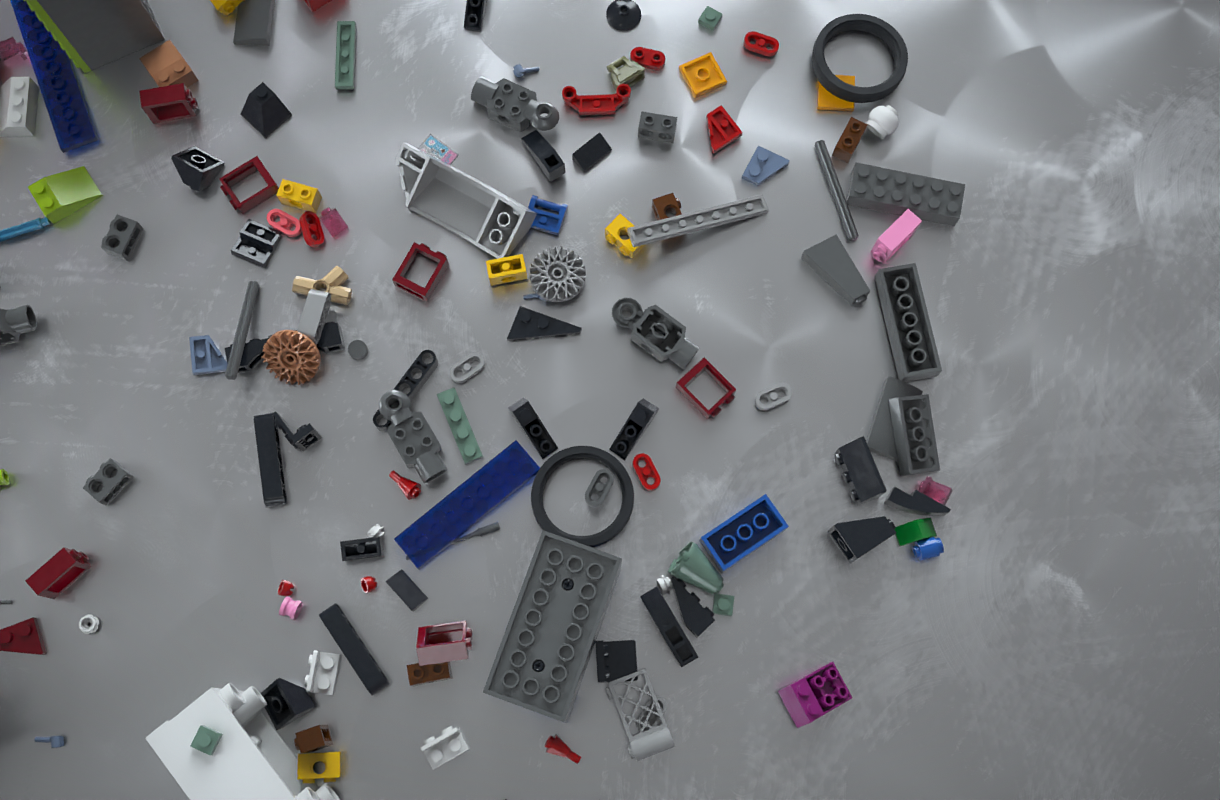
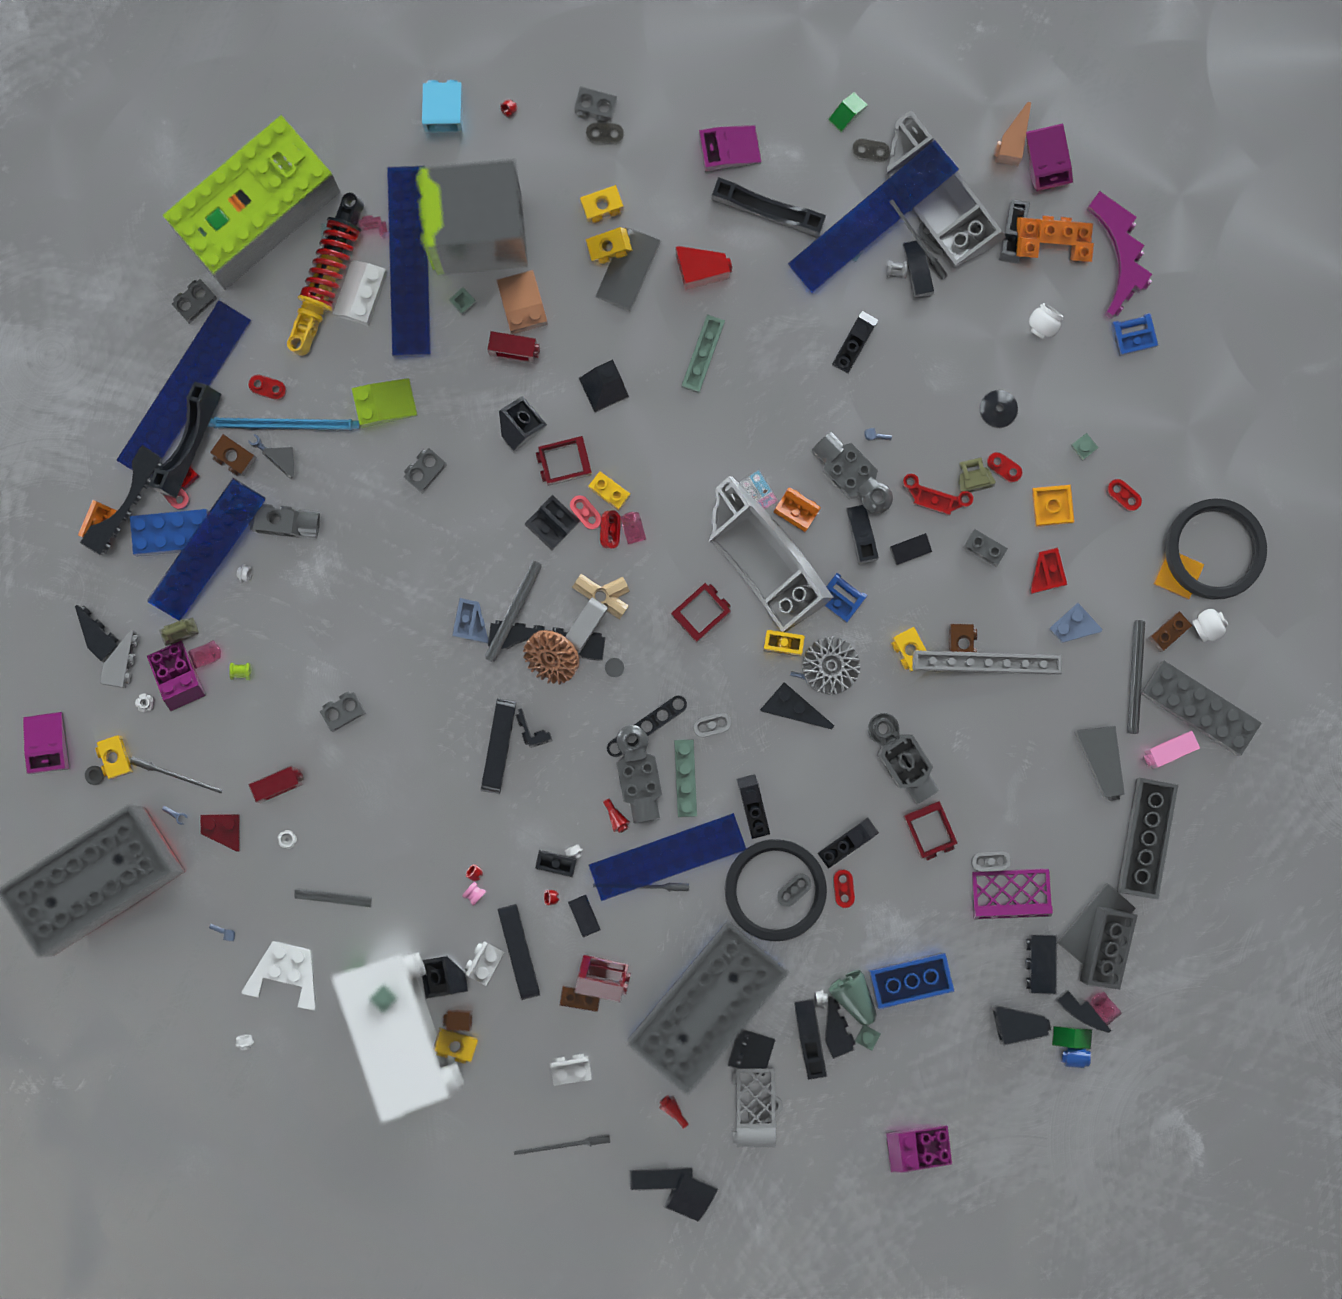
camera: 20 degrees right, 10 degrees up
(112, 84) = (462, 300): none -> sand green plate
(123, 750) = (286, 965): none -> white wing
(151, 665) = (333, 898): none -> dark grey axle
(477, 152) = (797, 509): none -> orange bracket
(809, 435) = (1012, 911): none -> magenta fence

